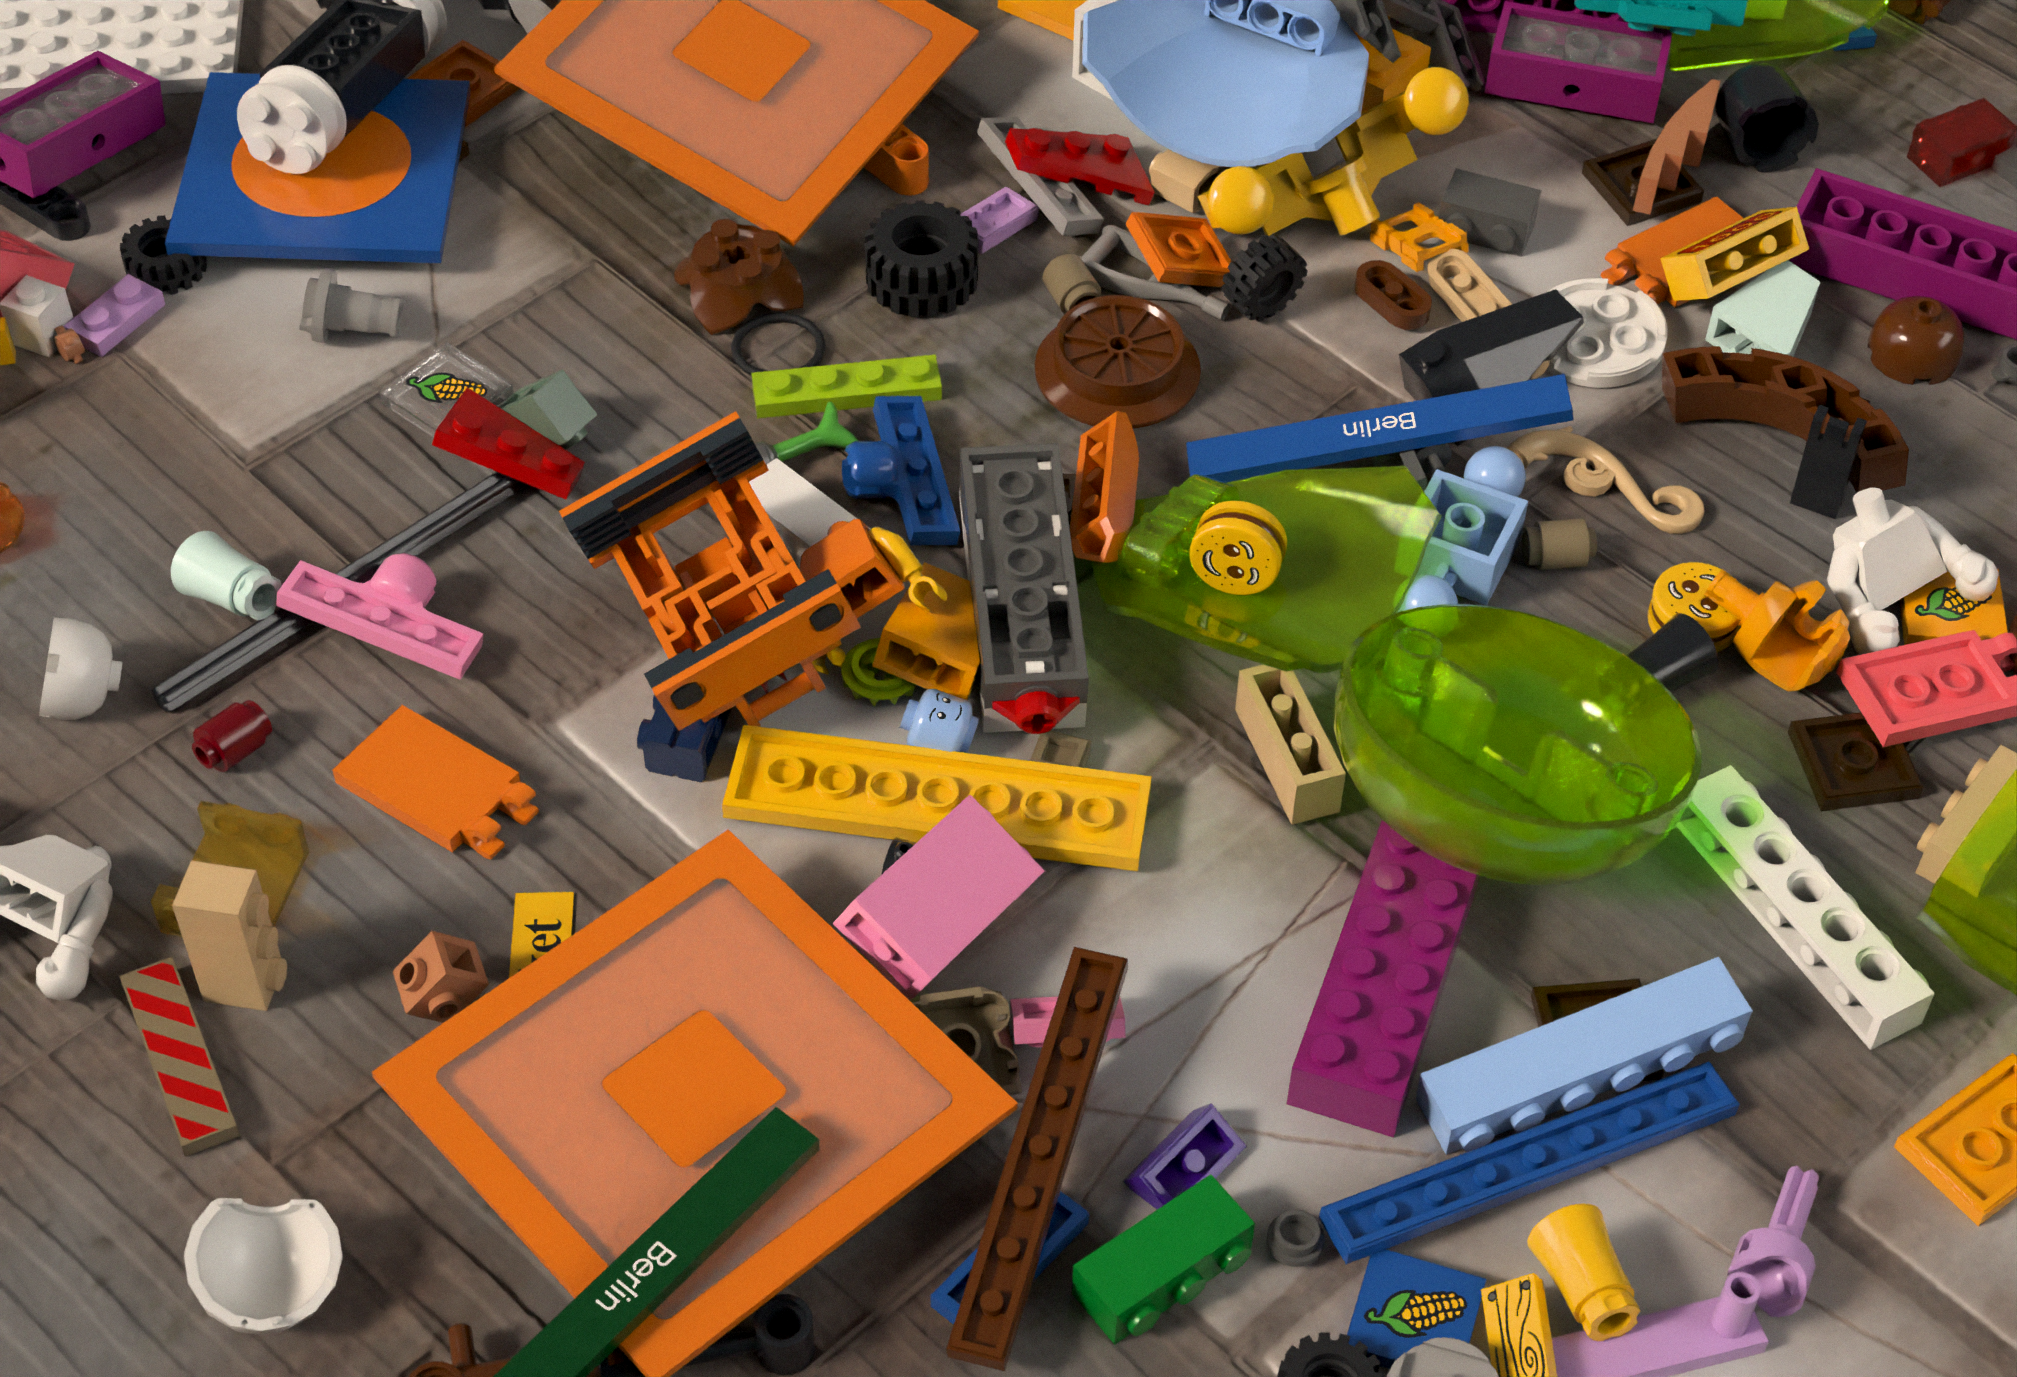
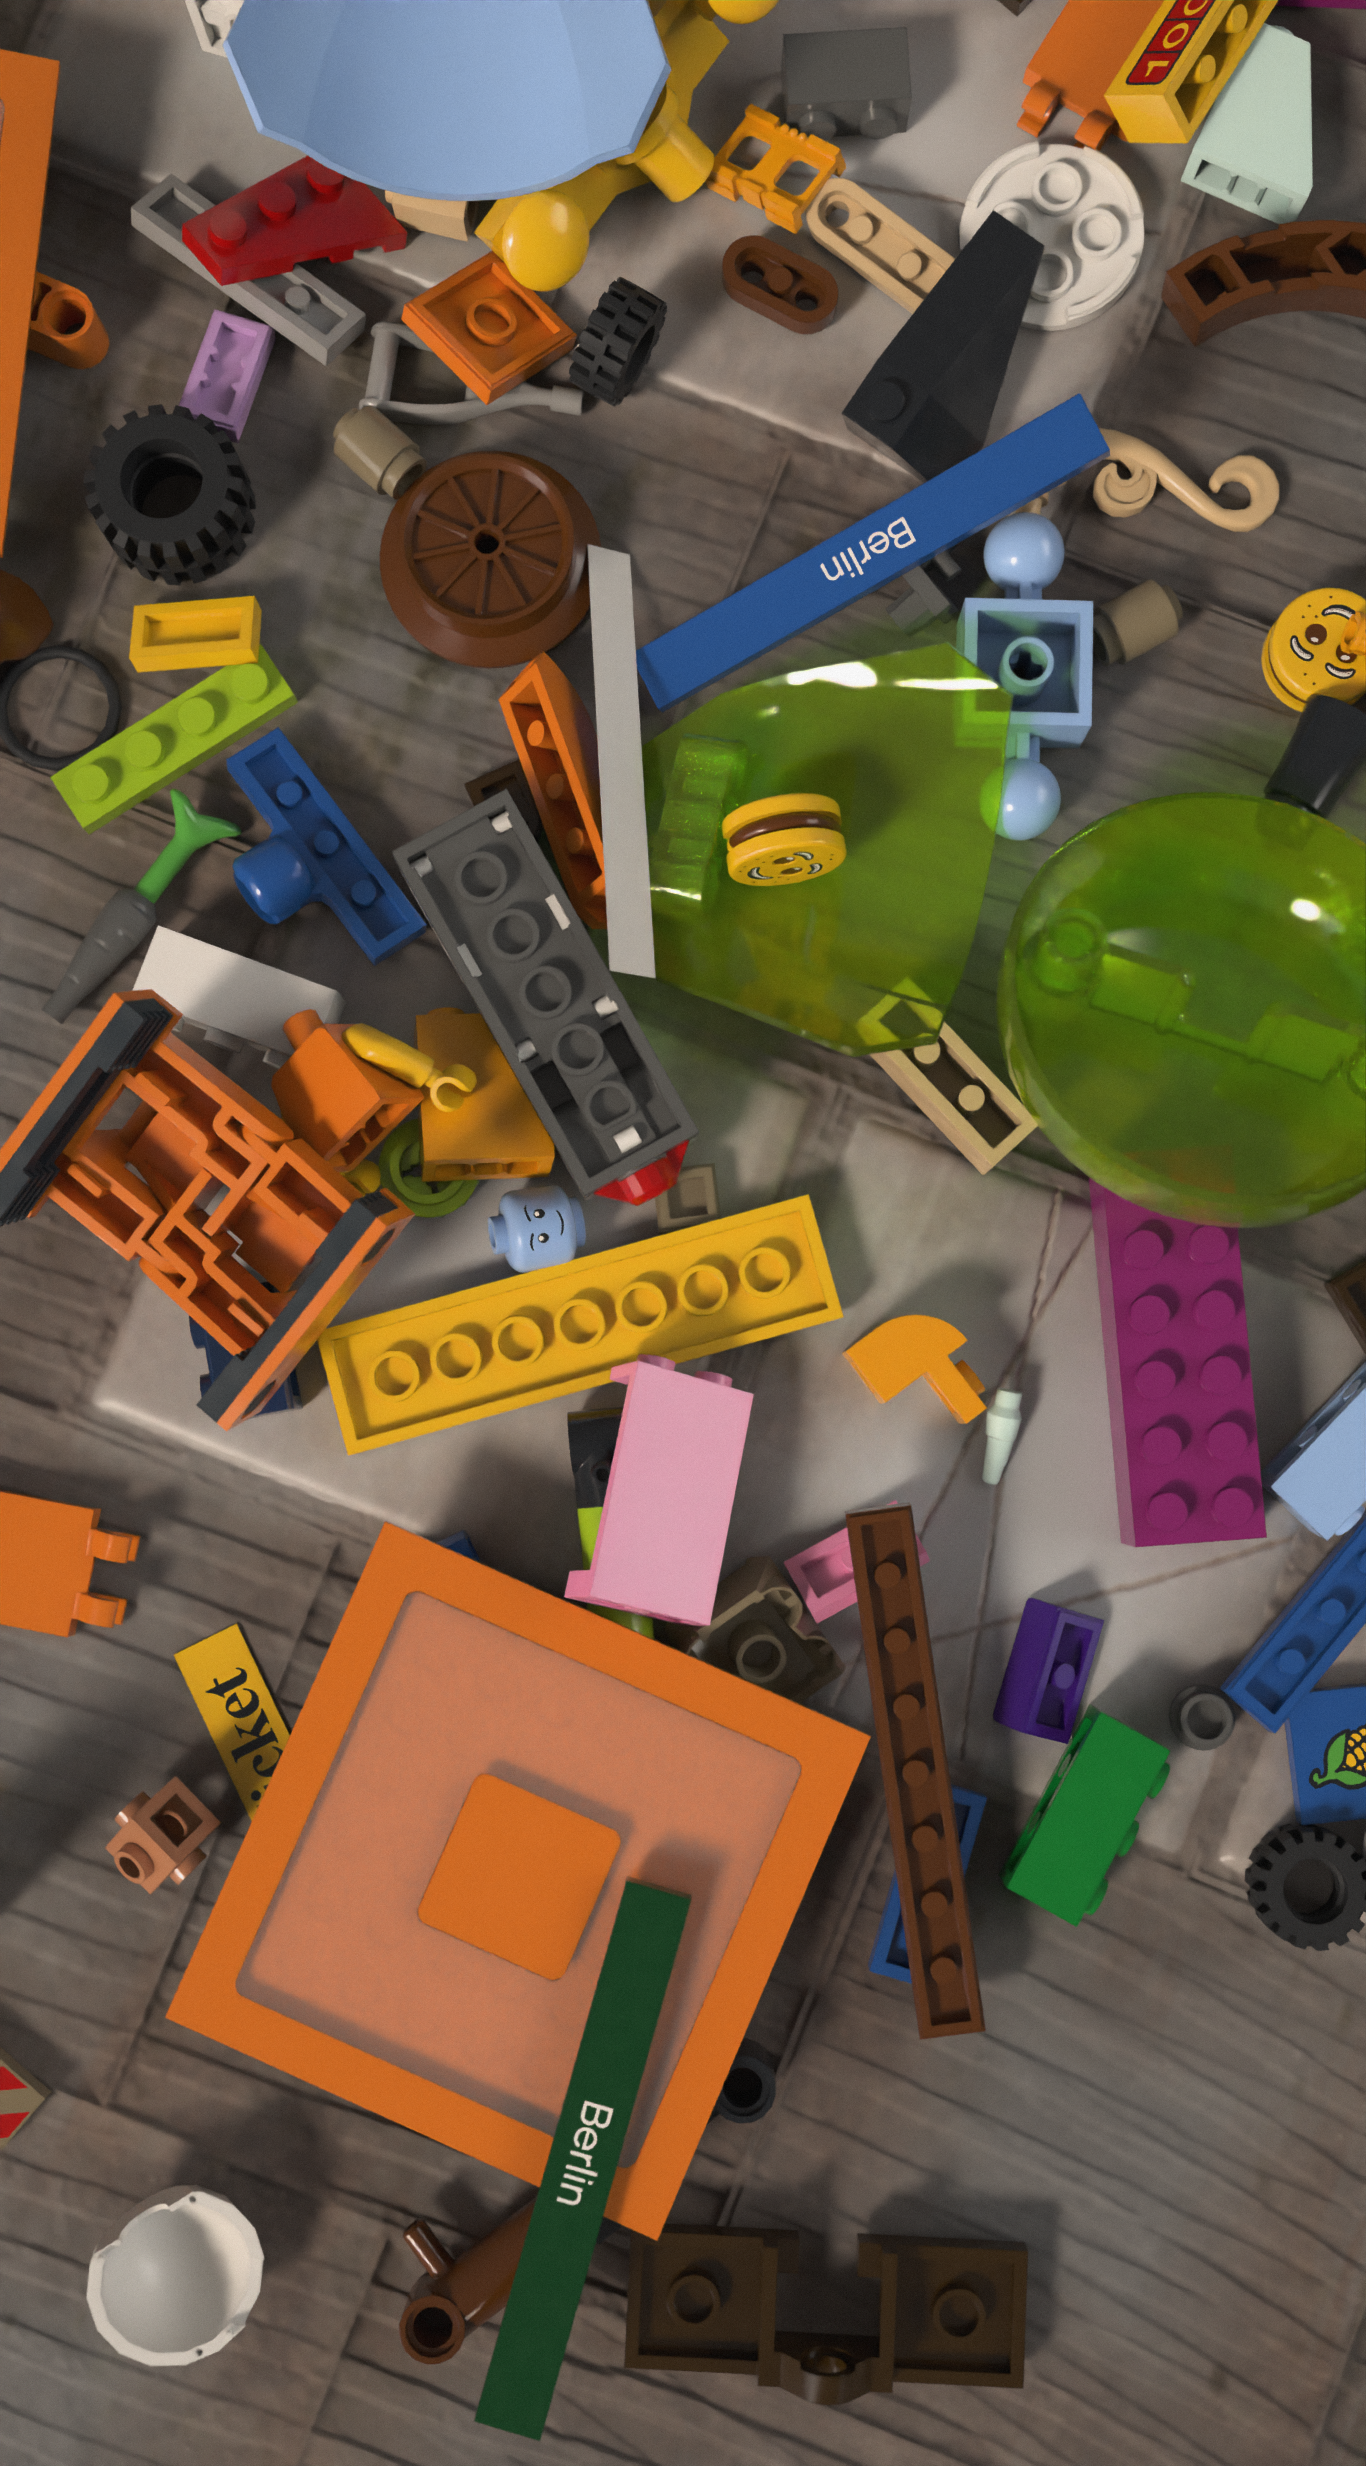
camera: 20 degrees left, 35 degrees up
(894, 334) = (195, 634): none -> yellow tile
(1144, 475) = (620, 764): none -> white sticker
(1178, 900) = (915, 1347): none -> light orange brick
(1226, 986) = (1002, 1428): none -> light aqua piece

